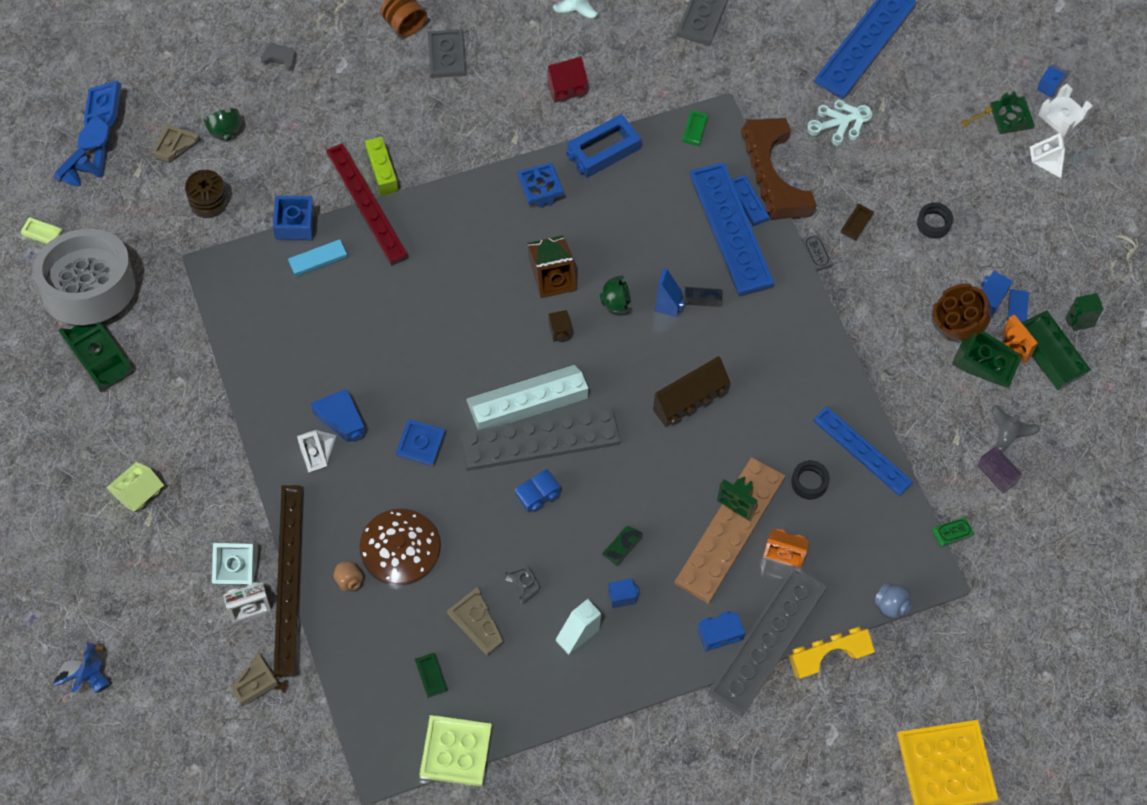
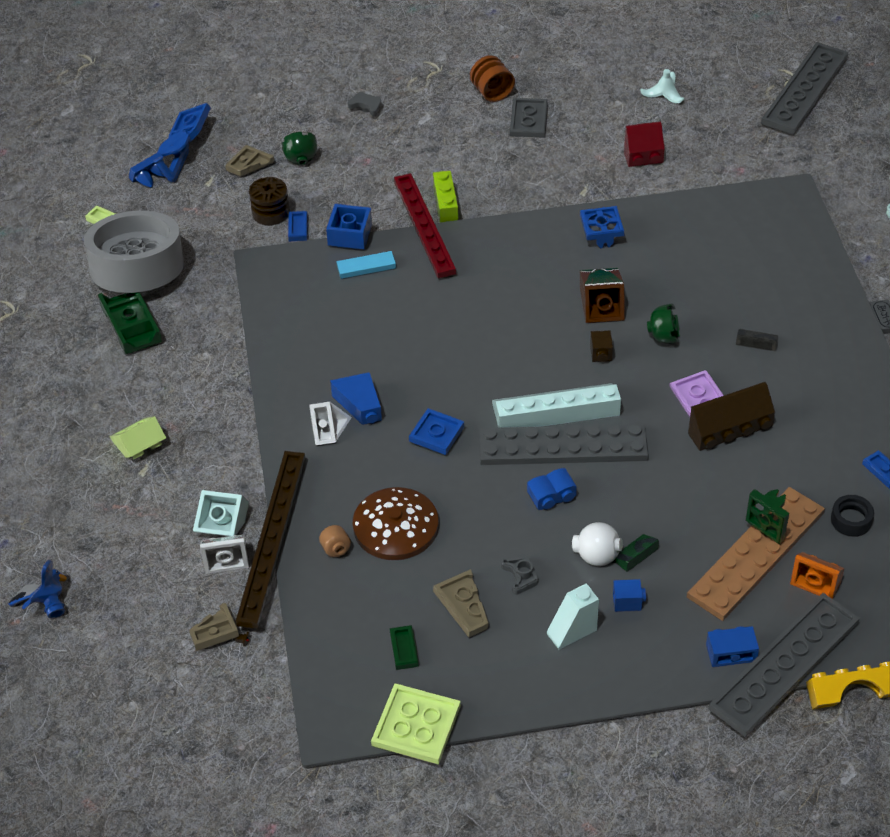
camera: 15 degrees right, 15 degrees down
(239, 216) = (297, 226): none -> blue tile
(588, 545) = (597, 544): none -> white brick
(609, 156) = (659, 215): blue piece -> none
(657, 366) = (695, 390): none -> lavender tile
(669, 295) = (719, 327): blue slope -> none
(695, 128) = (768, 197): green tile -> none
(731, 229) = (795, 284): blue plate -> none
(750, 201) = (817, 262): blue tile -> none
(780, 198) = (849, 260): reddish brown arch -> none

